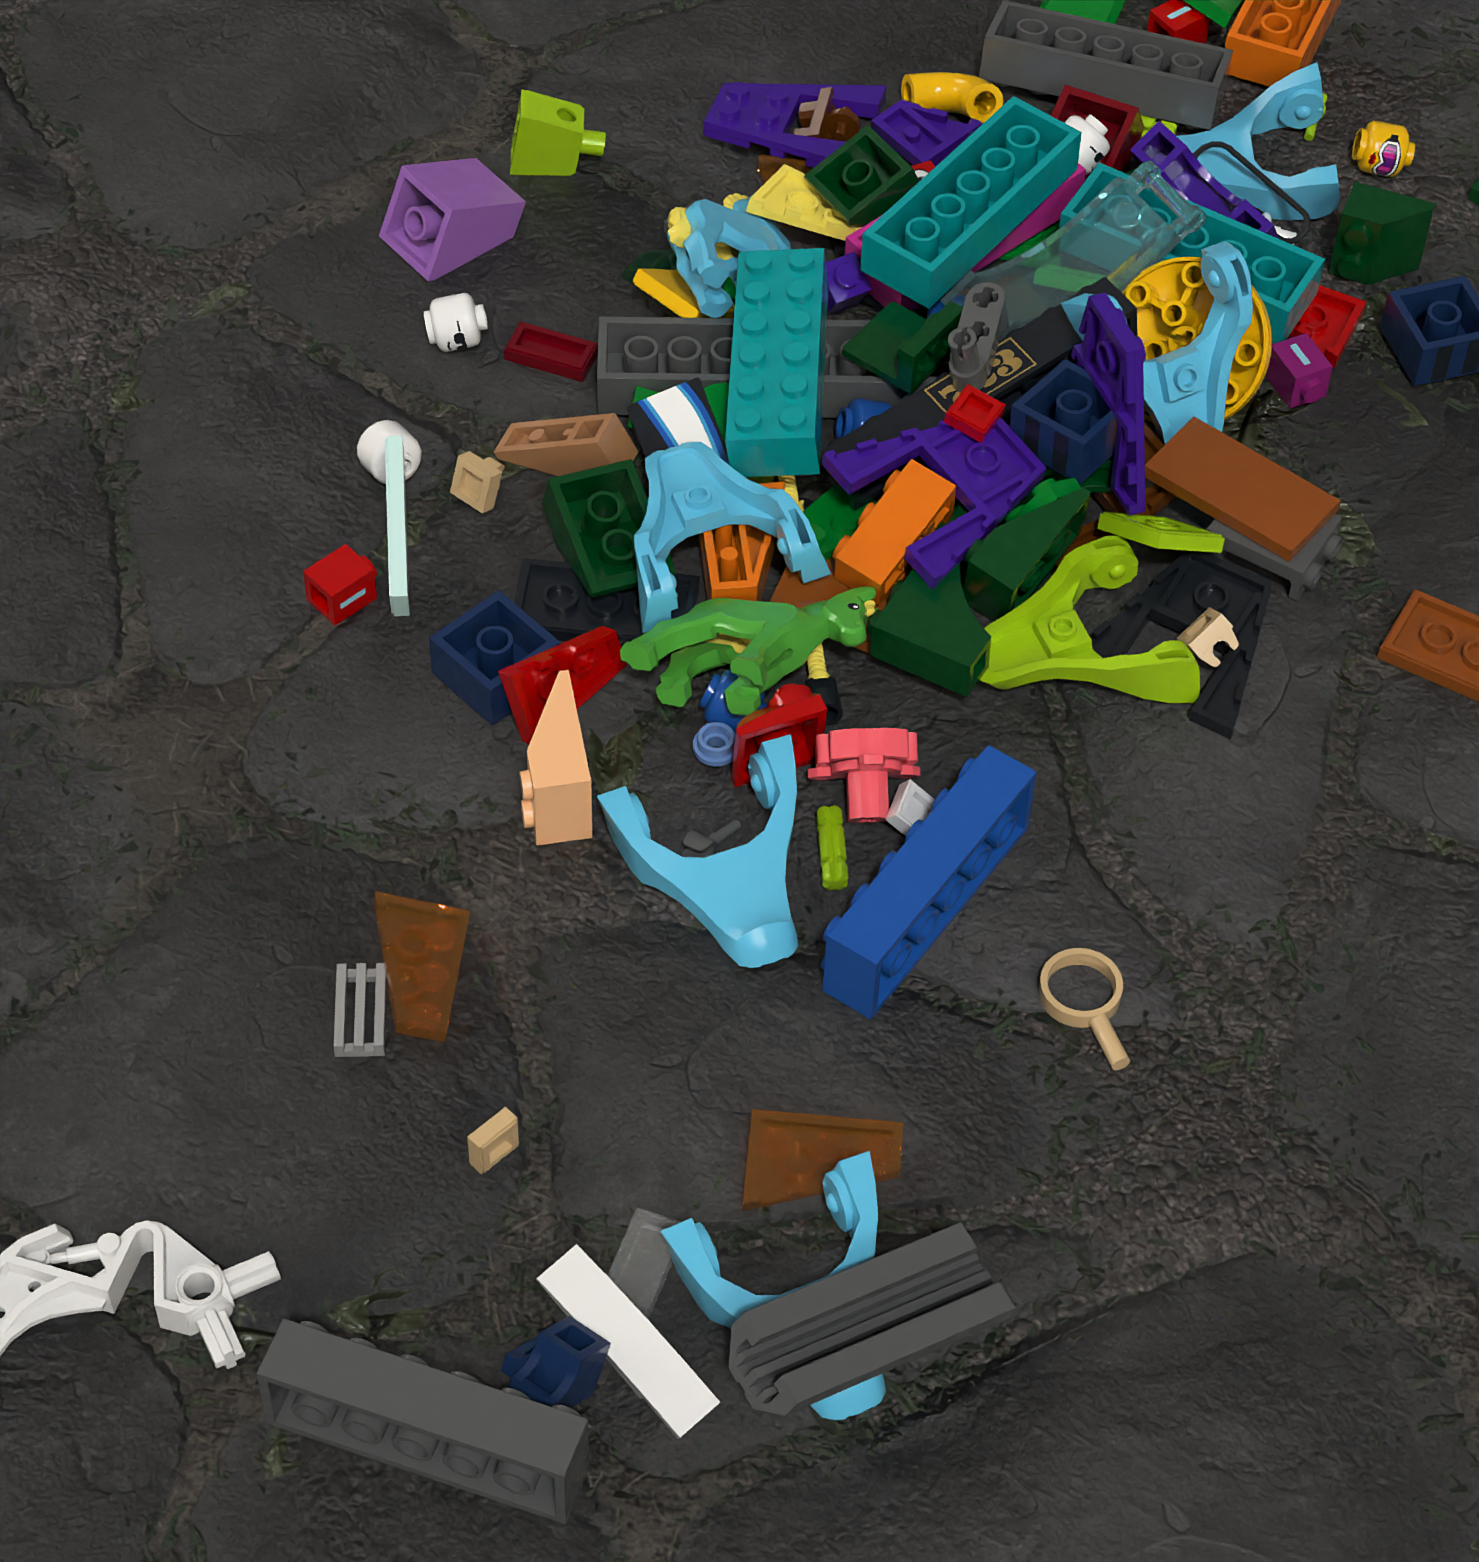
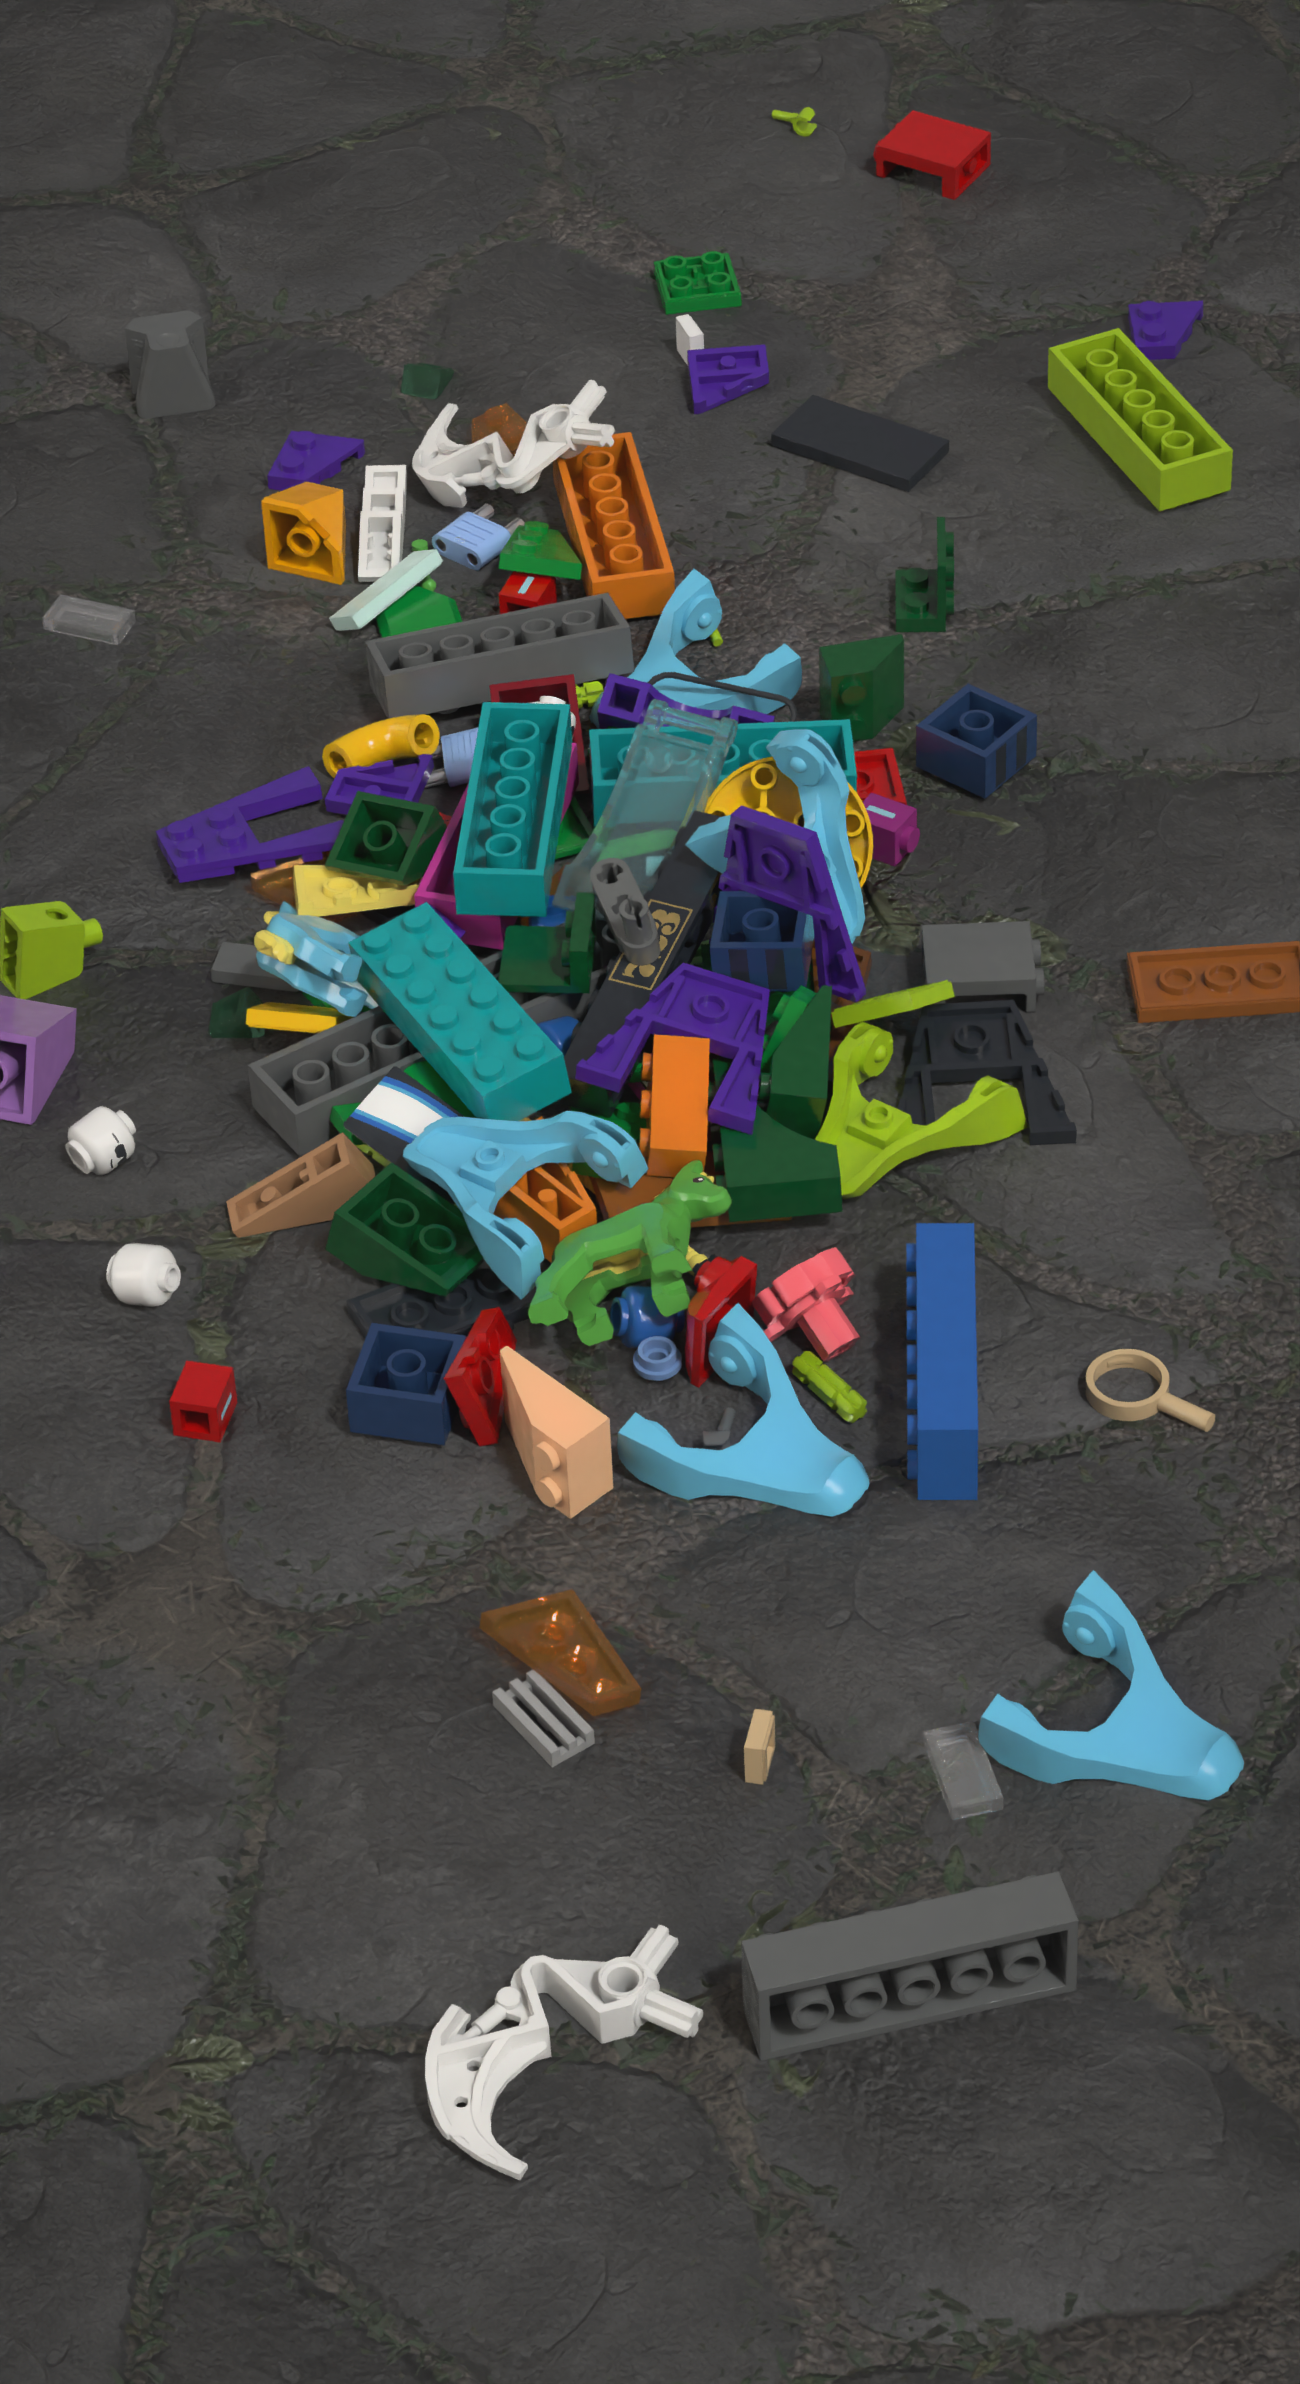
camera: 30 degrees left, 10 degrees down
(397, 526) = (220, 1323): light aqua tile -> none
(477, 481) = (247, 1259): tan tile -> none
(551, 351) = (206, 1126): dark red tile -> none
(558, 1364) = (977, 1860): dark blue brick -> none
(636, 1346) = (1010, 1822): white slope -> none
(796, 1150) = (1023, 1618): clear orange wing -> none
(826, 121) = (276, 821): reddish brown hips -> none
(864, 1322) = (1195, 1700): dark grey piece -> none
(909, 806) = (876, 1323): white tile -> none
(974, 413) = (677, 972): red tile -> none
(1206, 632) = (999, 1060): tan tile -> none
(1241, 488) = (934, 936): dark orange tile -> none
(1383, 149) = (796, 620): yellow head -> none

